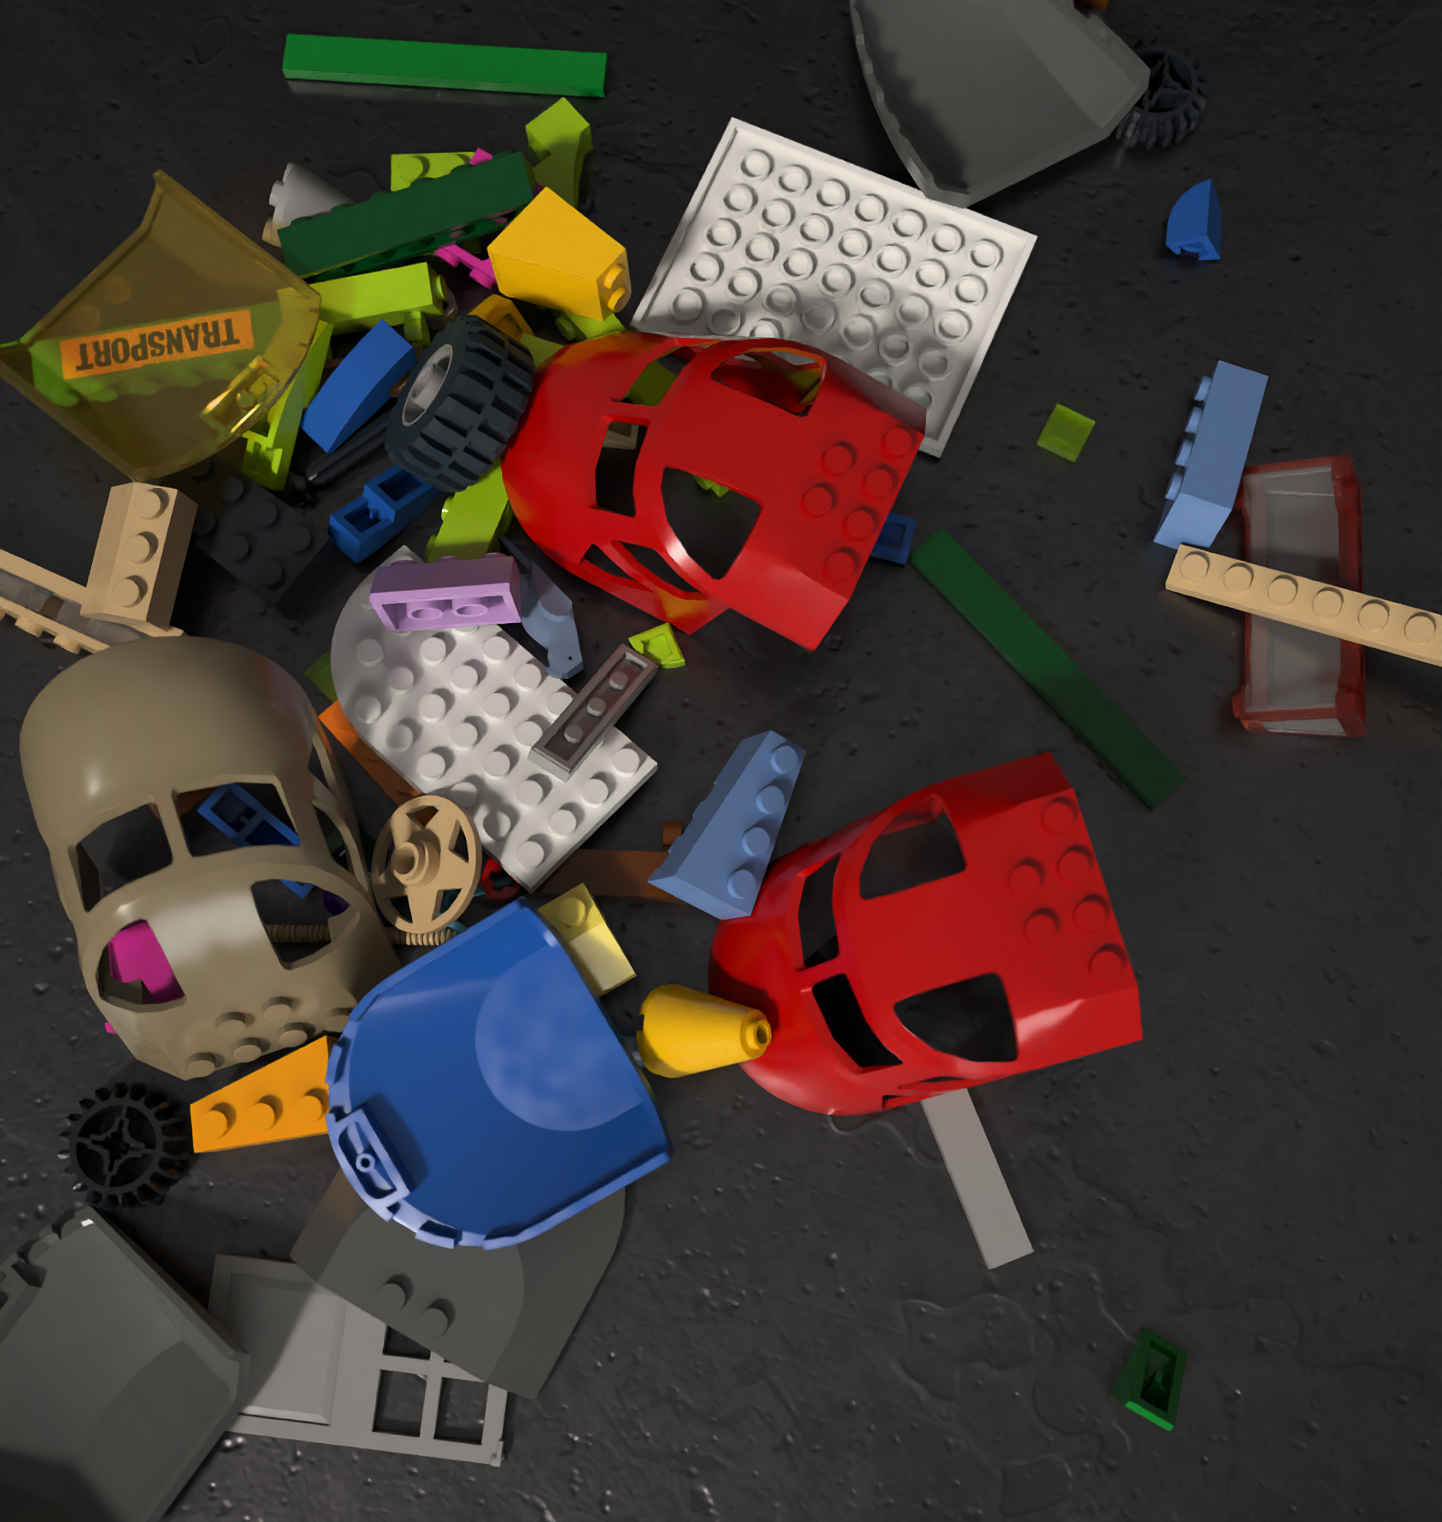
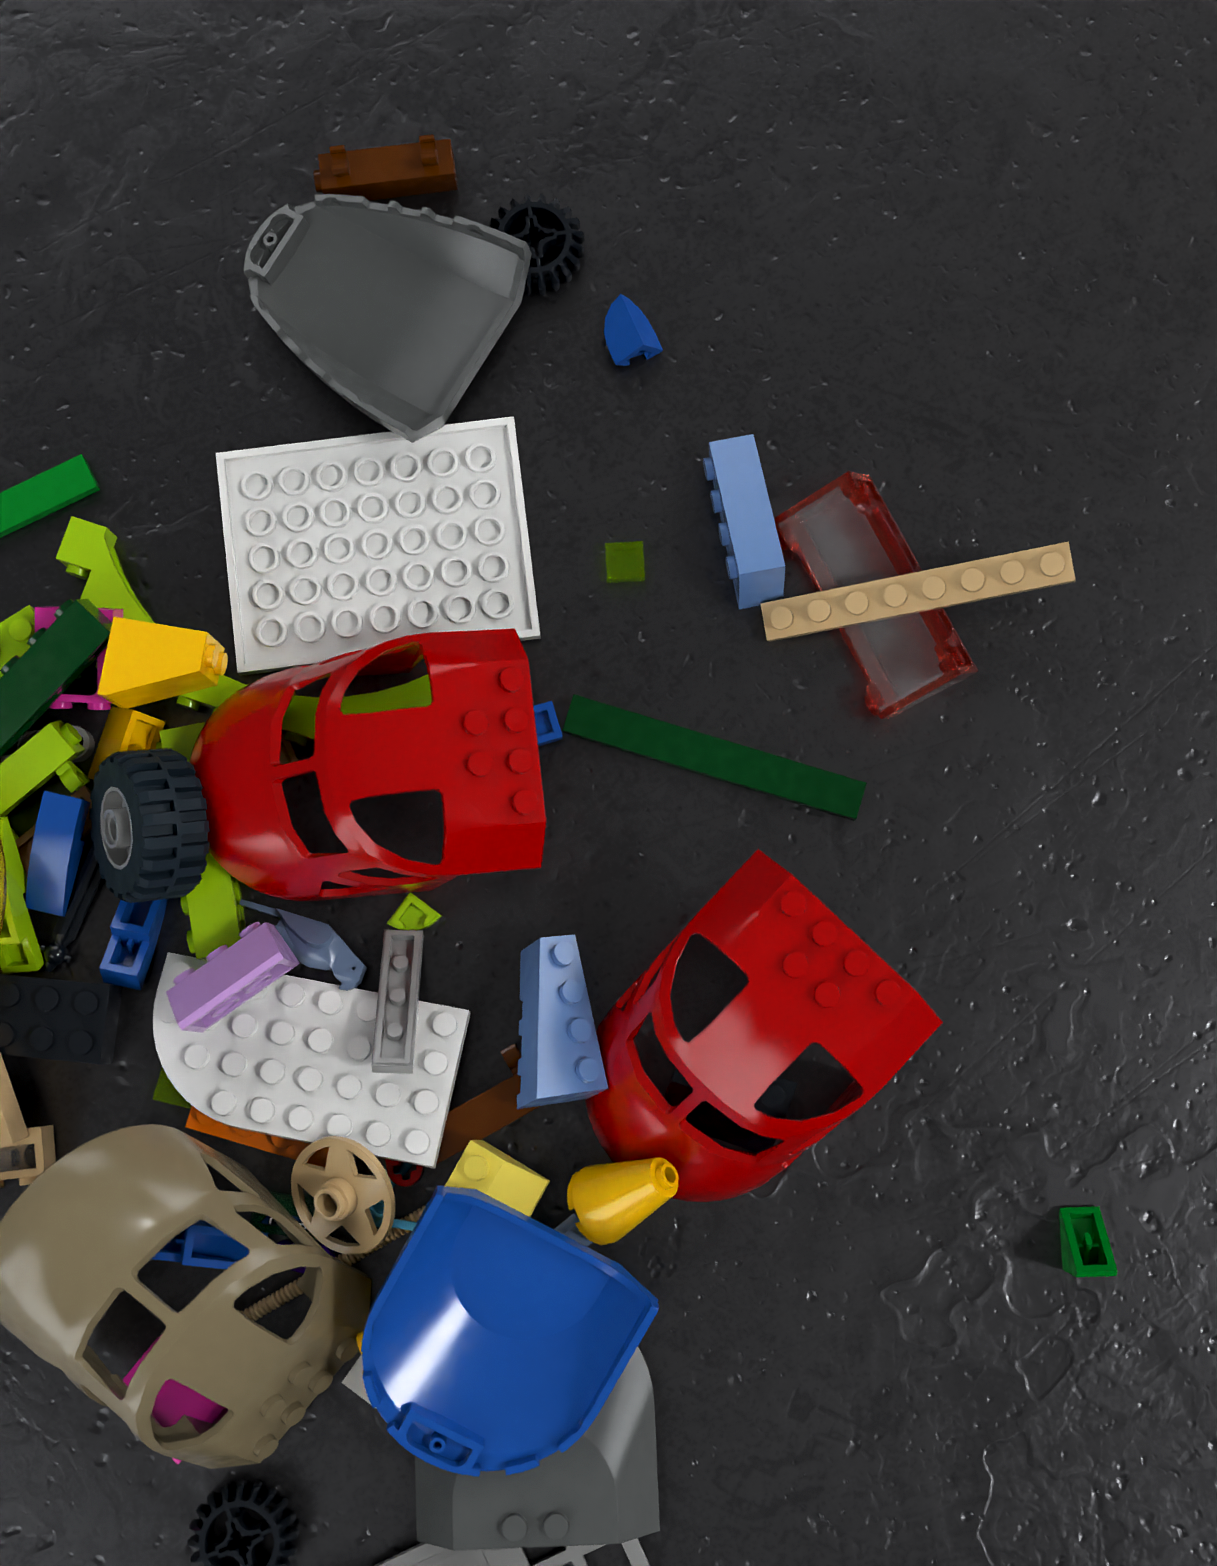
camera: 30 degrees left, 5 degrees up
(268, 1105) = (336, 1440): light orange wedge -> none
(976, 1177) = (884, 1174): light grey tile -> none

